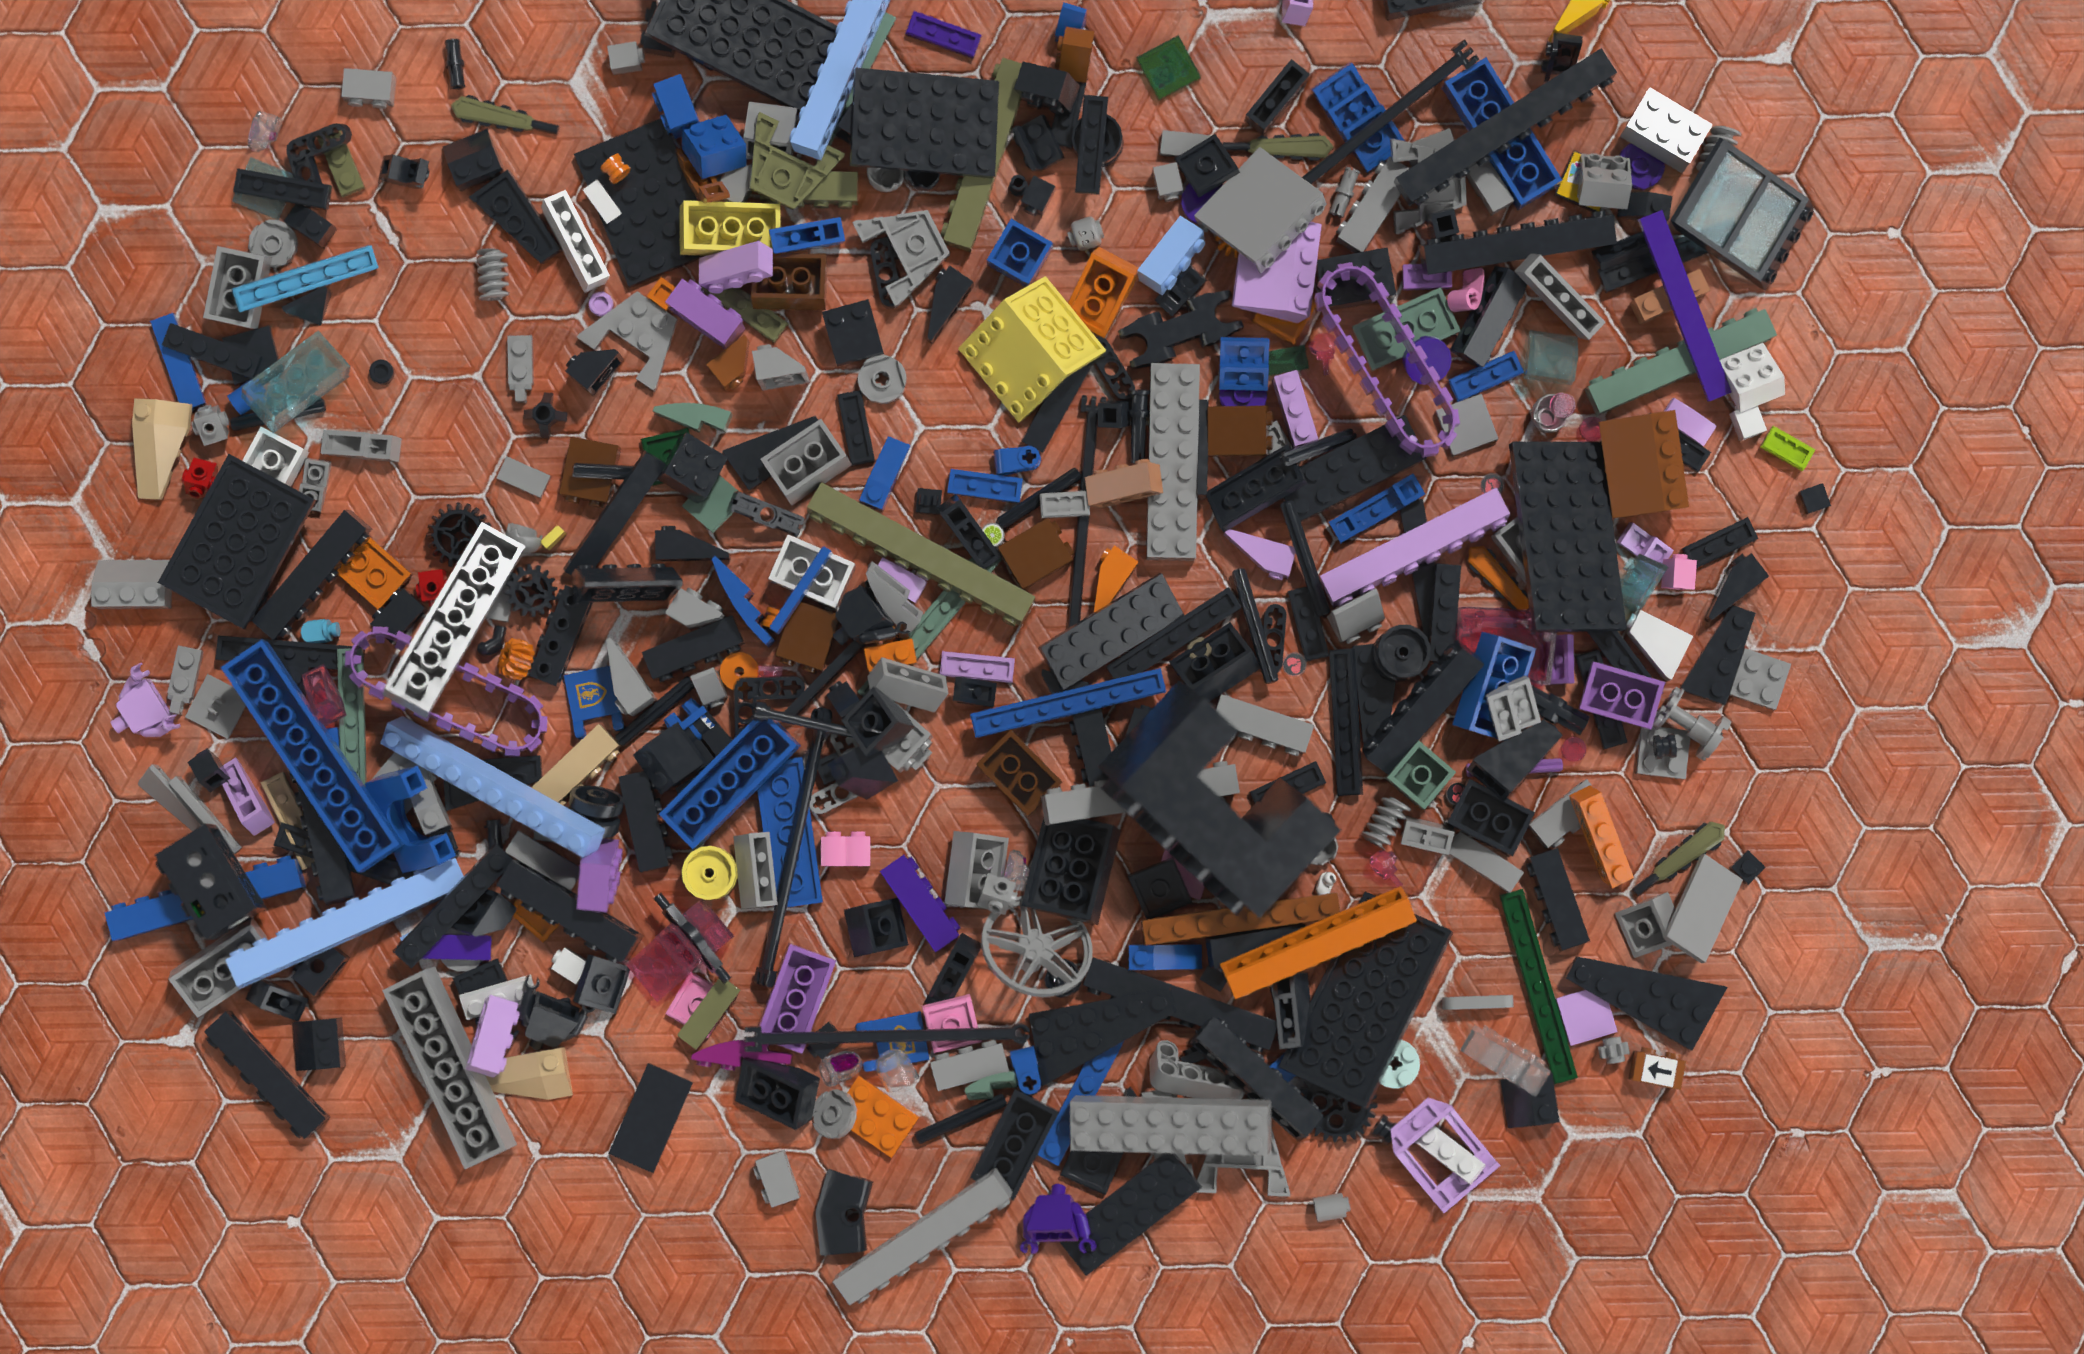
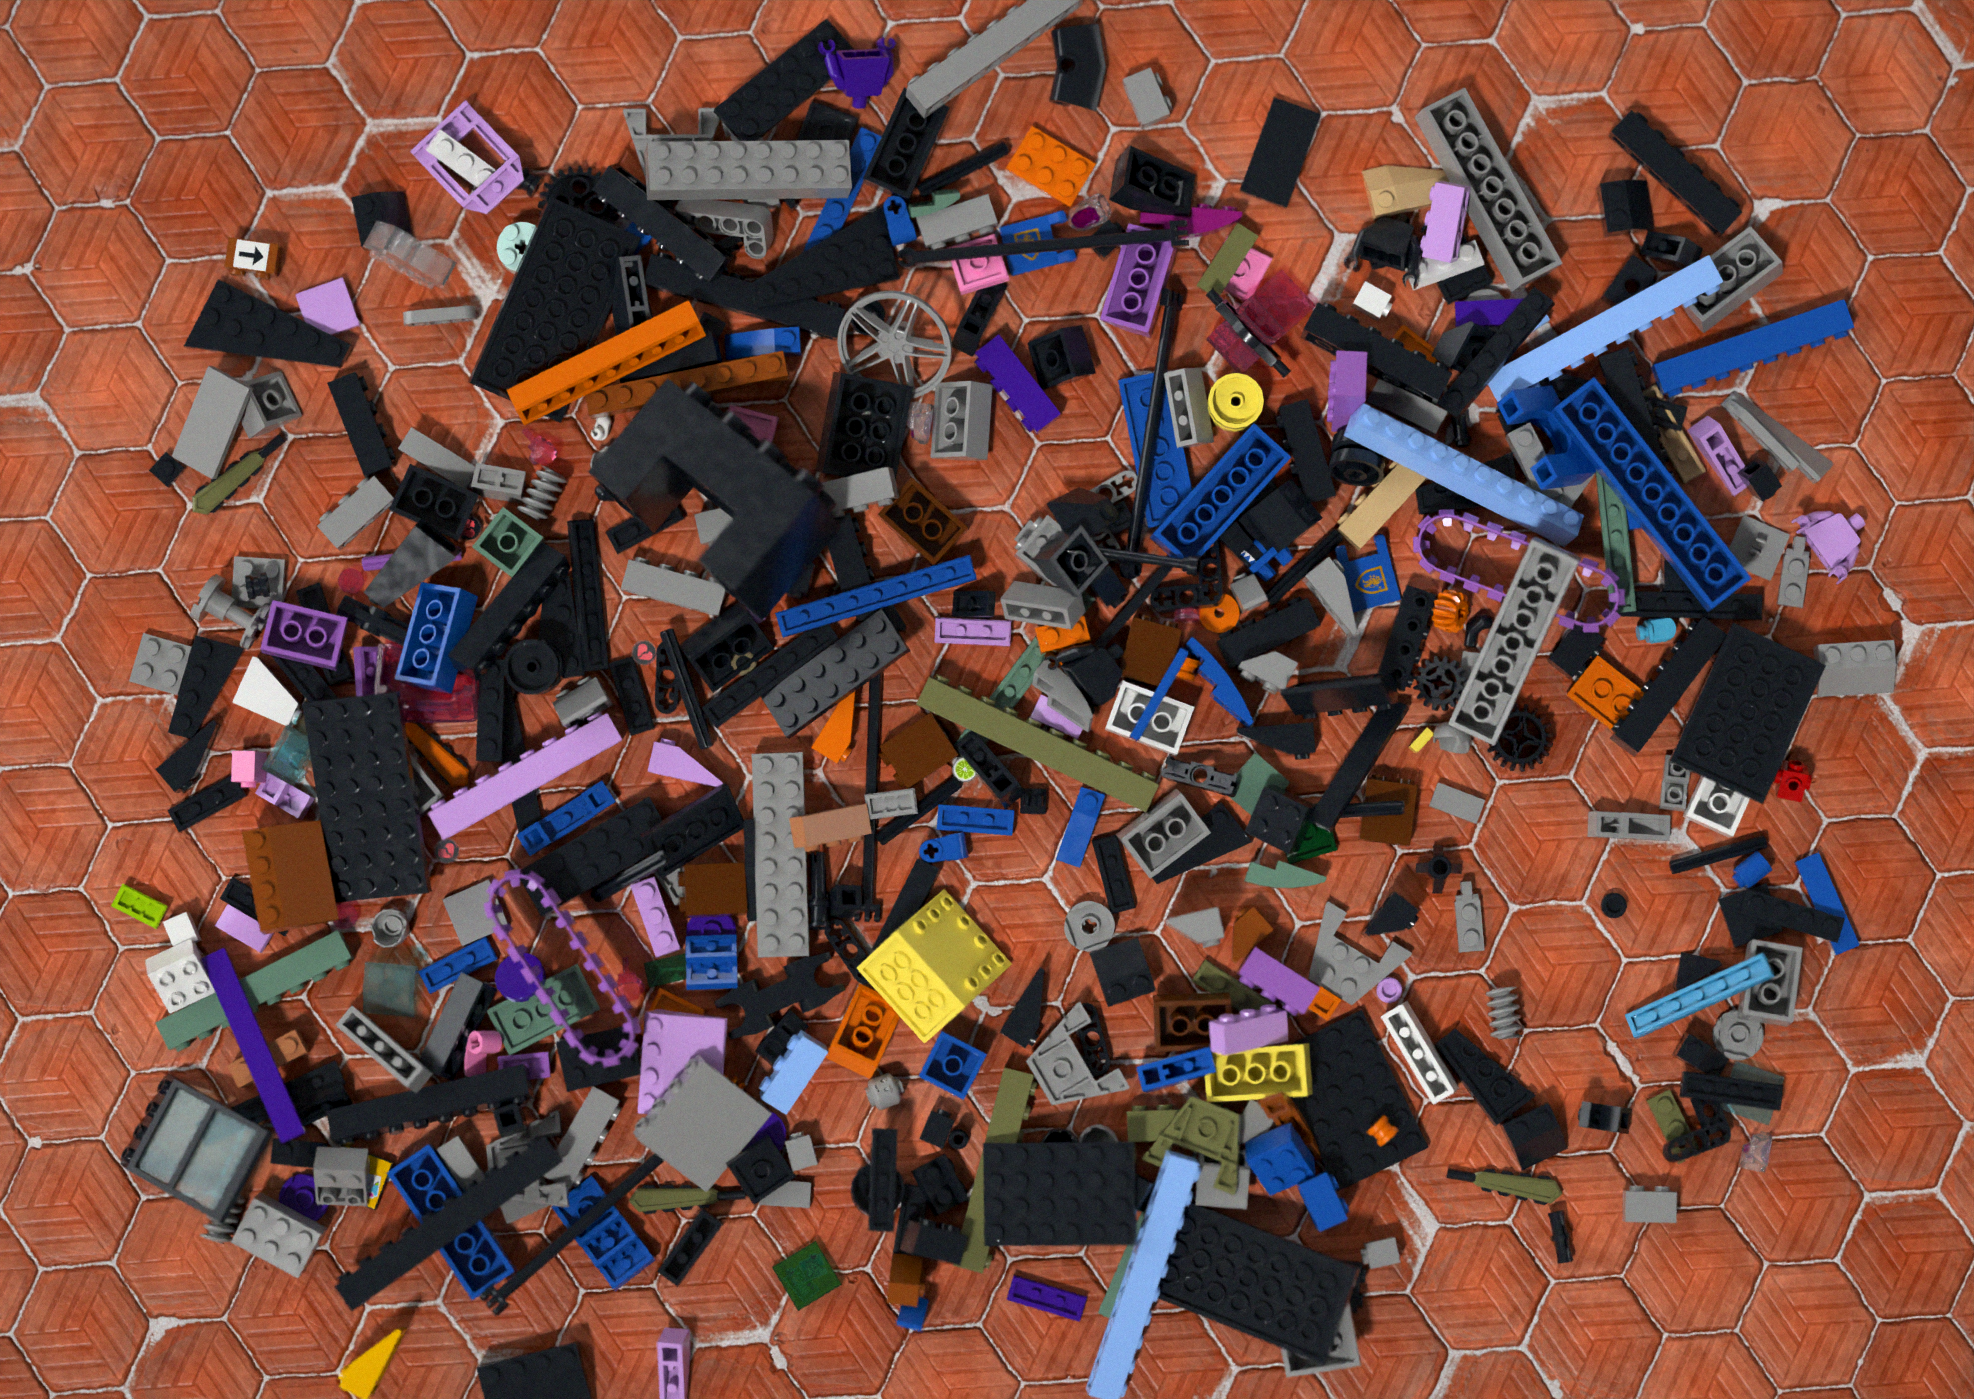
camera: 175 degrees right, 0 degrees up
(157, 439) = (1840, 818): tan wedge -> none
(209, 882) = (1746, 360): black piece -> none
(210, 424) = (1786, 837): light grey brick -> none
(295, 381) = (1700, 885): clear light blue brick -> none
(323, 695) = (1645, 559): clear pink slope -> none
(427, 581) = (1550, 677): red brick -> none
(601, 984) = (1339, 282): black plate -> none
(602, 201) = (1394, 1097): white sticker -> none
(834, 1114) = (1092, 165): light grey tile -> none
(845, 850) = (1097, 434): bright pink brick -> none
(895, 1070) = (1032, 212): clear helmet -> none
(997, 894) = (937, 394): light grey brick -> none
(1160, 888) = (771, 412): black tile -> none
(1305, 557) = (638, 761): black axle -> none
(1331, 1207) = (580, 100): light grey brick -> none
(1344, 192) = (614, 1151): light grey pin -> none
(1513, 708) = (416, 615): light grey slope -> none
(1538, 986) = (378, 336): dark green tile -> none
(1561, 54) = (392, 1308): black bracket -> none
(1562, 405) = (377, 935): clear pink tile -> none
(1601, 836) = (319, 489): orange brick -> none
(1613, 1050) = (298, 274): light grey gear -> none
(1814, 498) = (109, 855): black tile -> none

